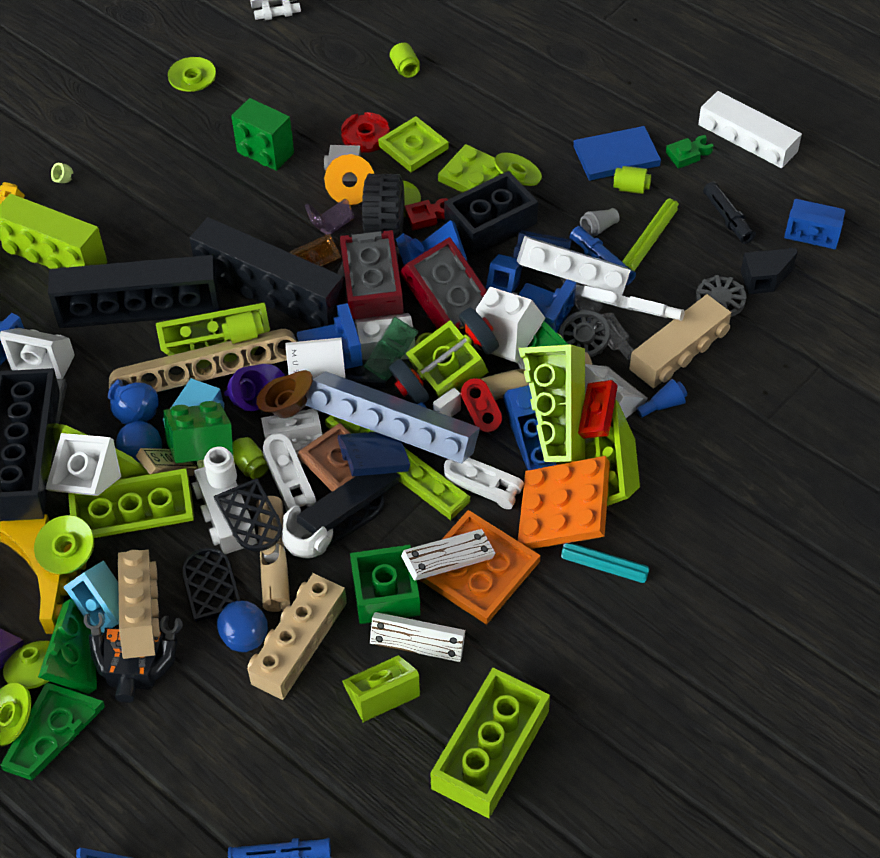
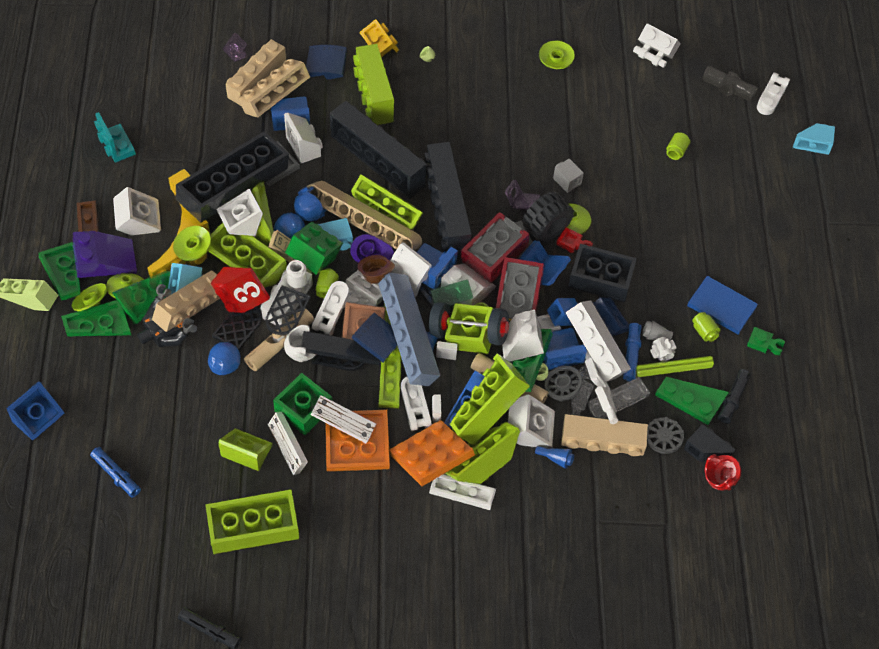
camera: 45 degrees right, 5 degrees up
(175, 539) = (239, 289): none -> red slope
(242, 327) = (396, 215): lime brick -> none
(263, 134) = (543, 121): green brick -> none
(296, 636) = (240, 387): tan brick -> none
(318, 251) = (486, 209): clear orange slope -> none
(338, 169) = (553, 176): light orange tile -> none
(370, 121) = (601, 176): red tile -> none
(413, 144) = (618, 198): lime plate -> none
(468, 169) = (631, 241): lime plate -> none
(480, 406) = (459, 366): red plate -> none
(509, 462) = (436, 408): none -> white tile
(519, 167) = (651, 263): lime dish -> none
(598, 409) = (502, 423): red plate -> none
(605, 562) = (417, 502): teal axle -> none
(625, 228) = (663, 349): none -> white gear
(636, 509) = (464, 492): none -> white tile
(646, 287) = (622, 397): none -> clear tile
(699, 247) = (692, 398): none -> green wing
(749, 129) = (814, 362): white brick -> none
(810, 276) = (722, 471): none -> red cap
(815, 223) = (774, 448): blue bracket -> none

